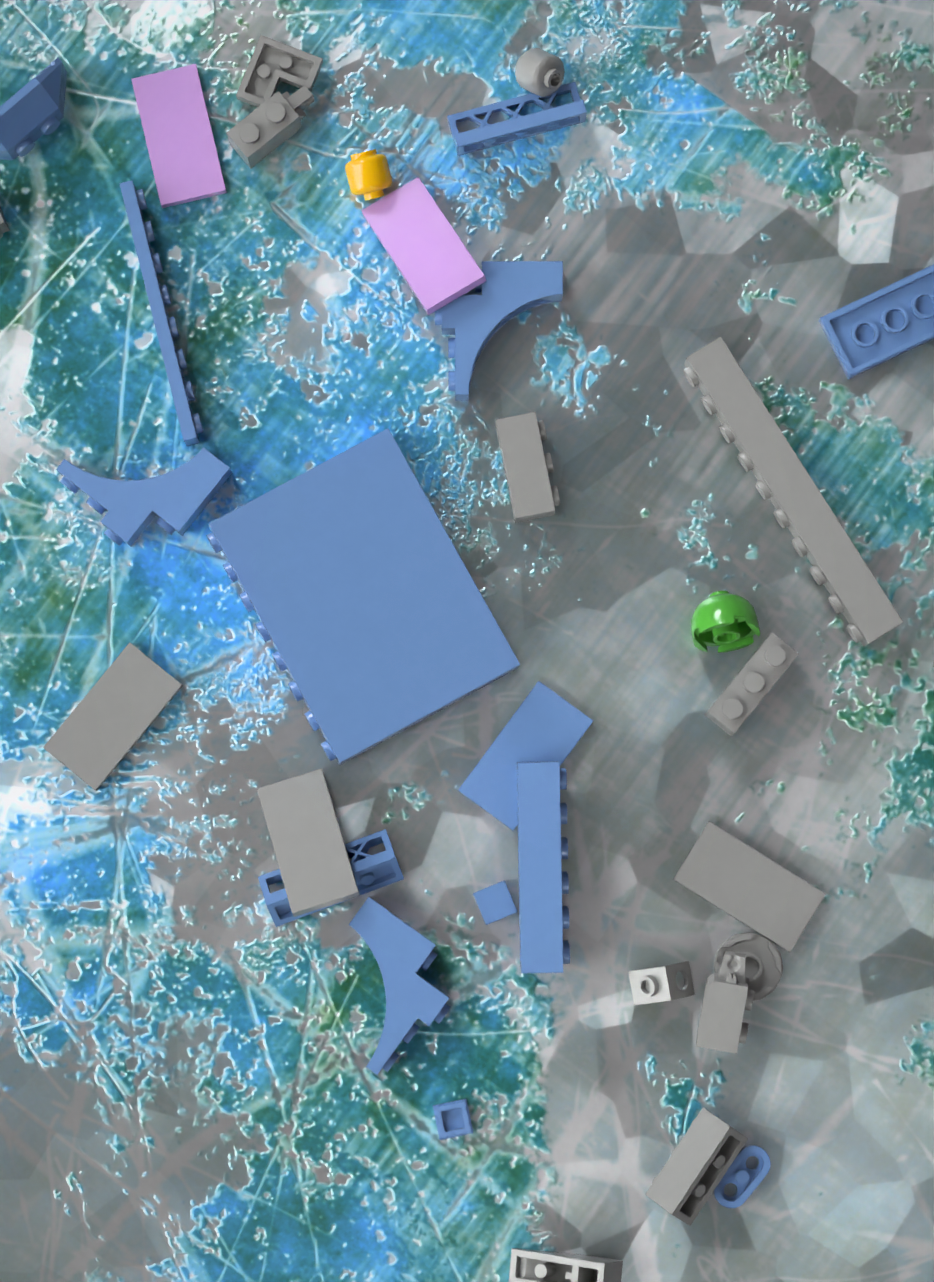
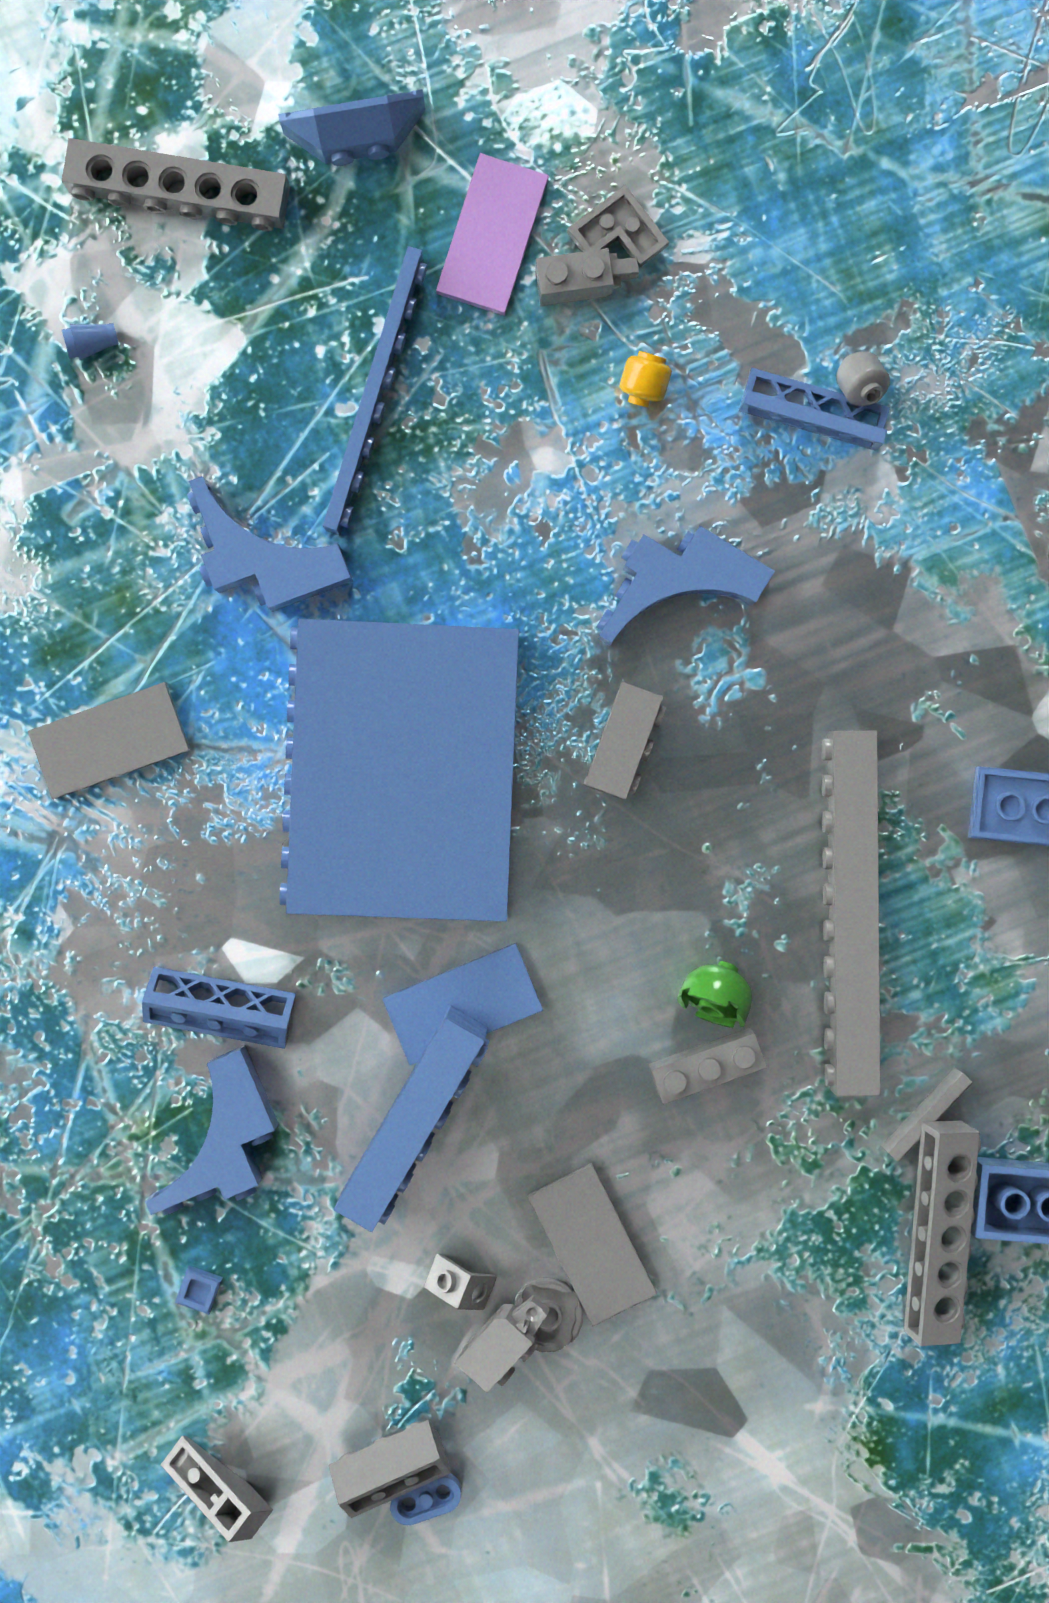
camera: 30 degrees right, 5 degrees up
(308, 842) = (215, 966): light grey tile -> none
(423, 245) = (655, 477): lavender tile -> none
(495, 902) = (354, 1120): medium blue tile -> none

